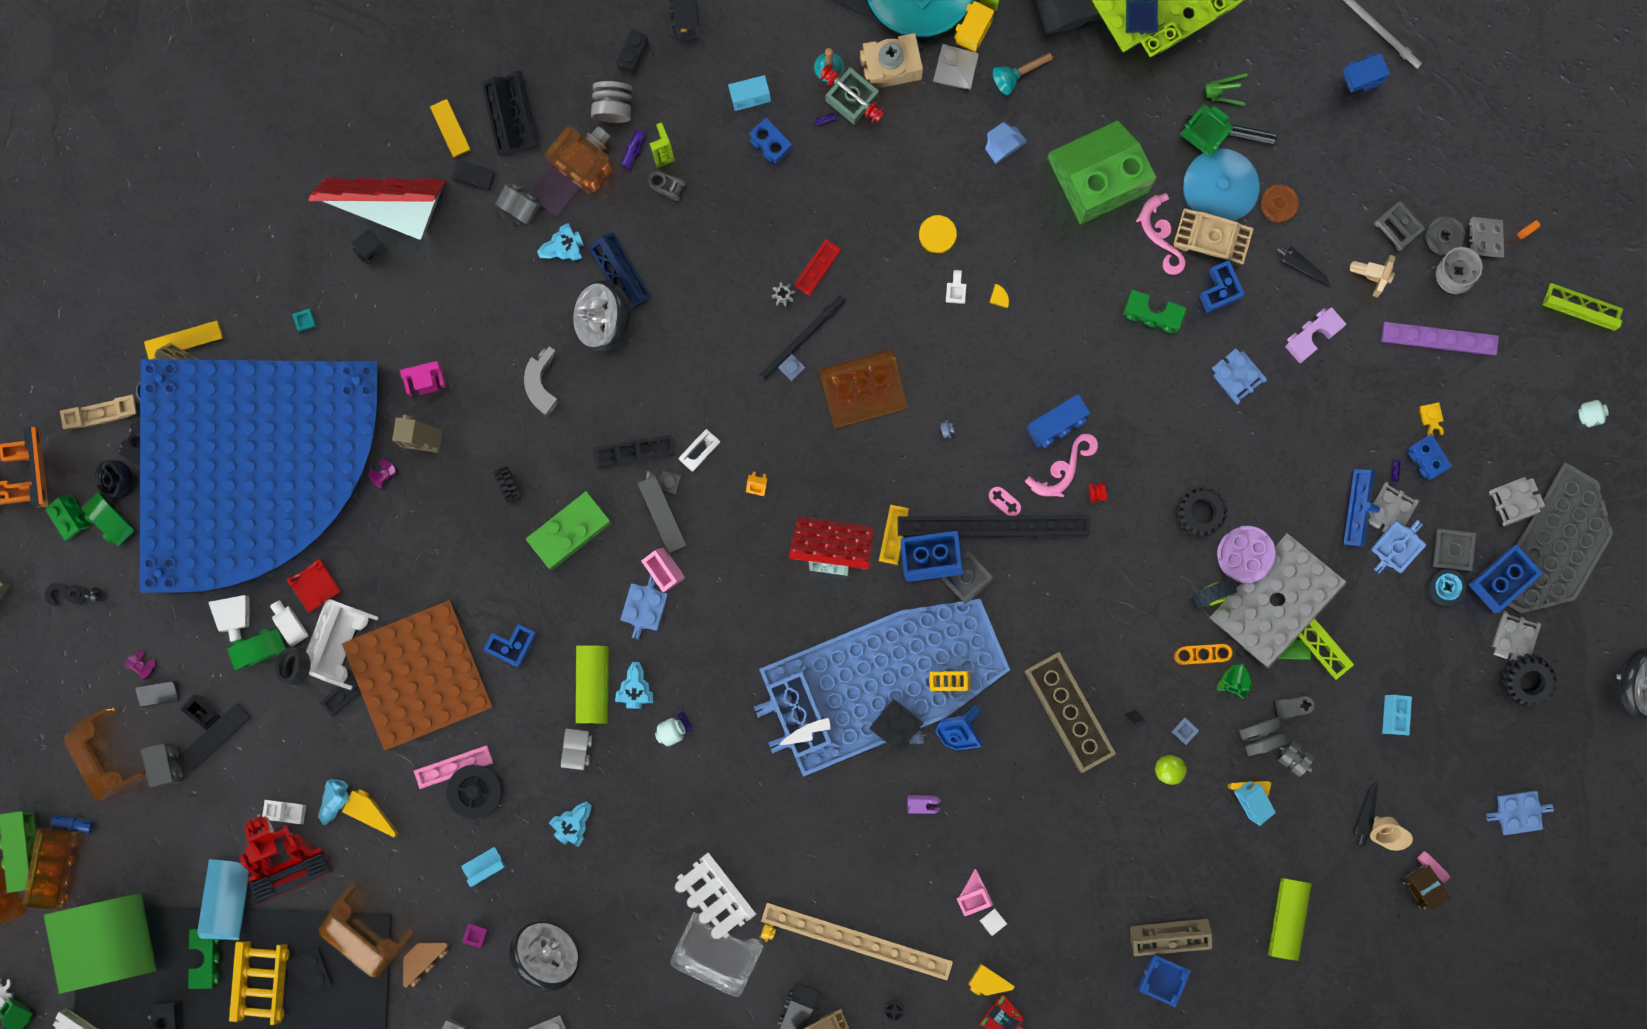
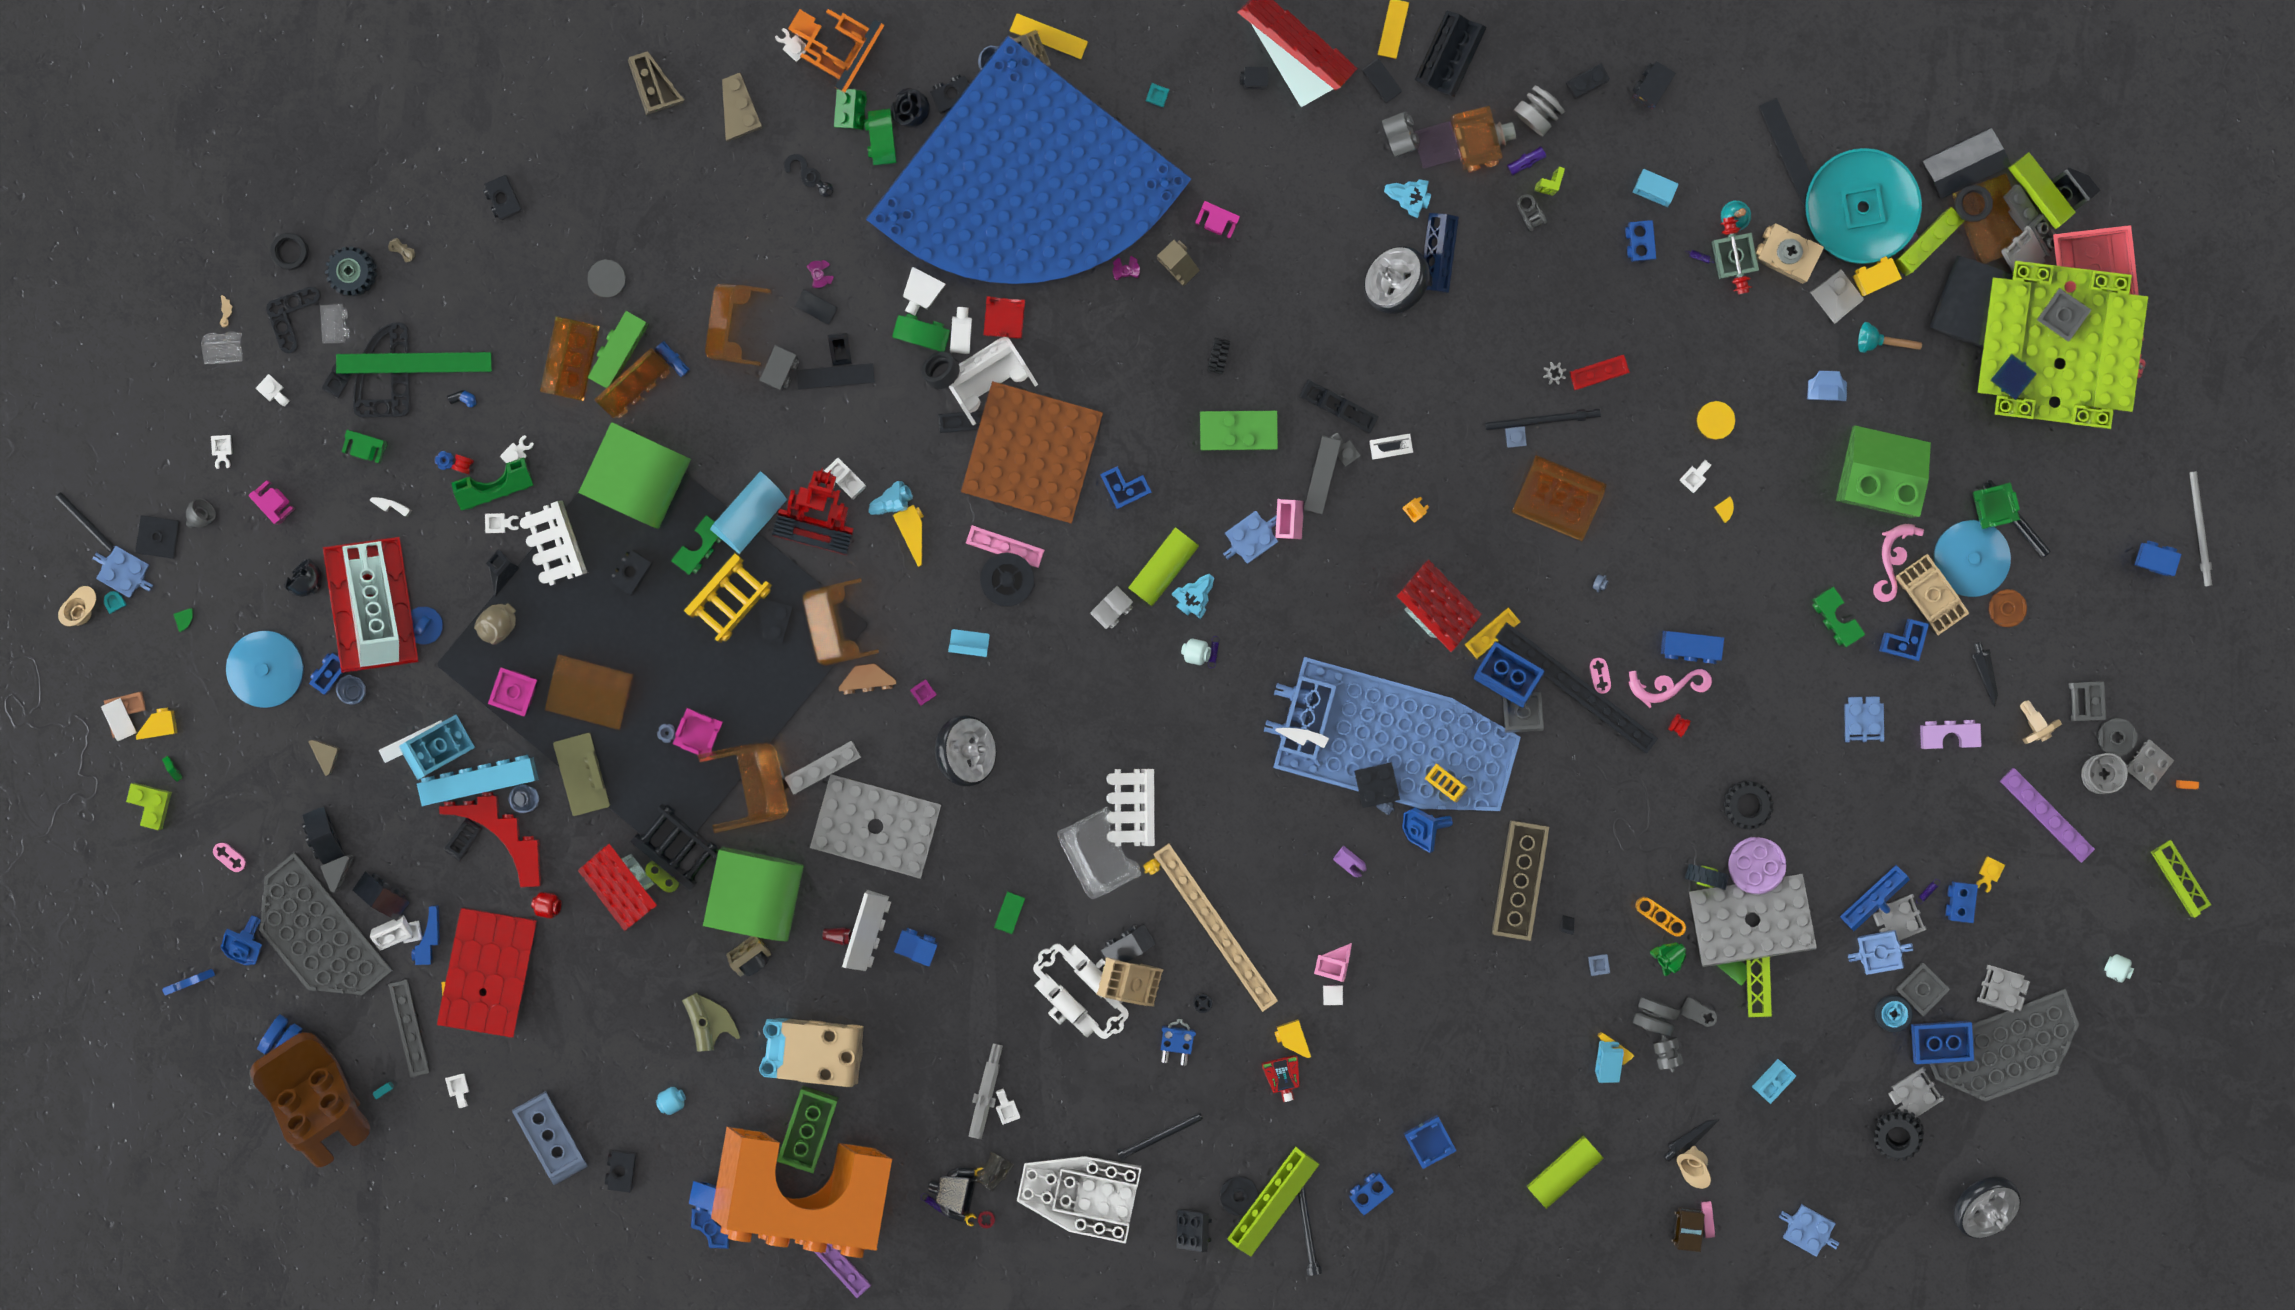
camera: 40 degrees right, 5 degrees up
(98, 413) = (938, 44): tan slope -> none
(533, 382) = (1297, 301): light grey arch -> none
(572, 824) = (1063, 664): medium azure rock -> none
(1170, 769) = (1564, 985): lime hair -> none
(1171, 937) = (1461, 1113): dark tan brick -> none
(1214, 89) = (2028, 477): bright green plant -> none

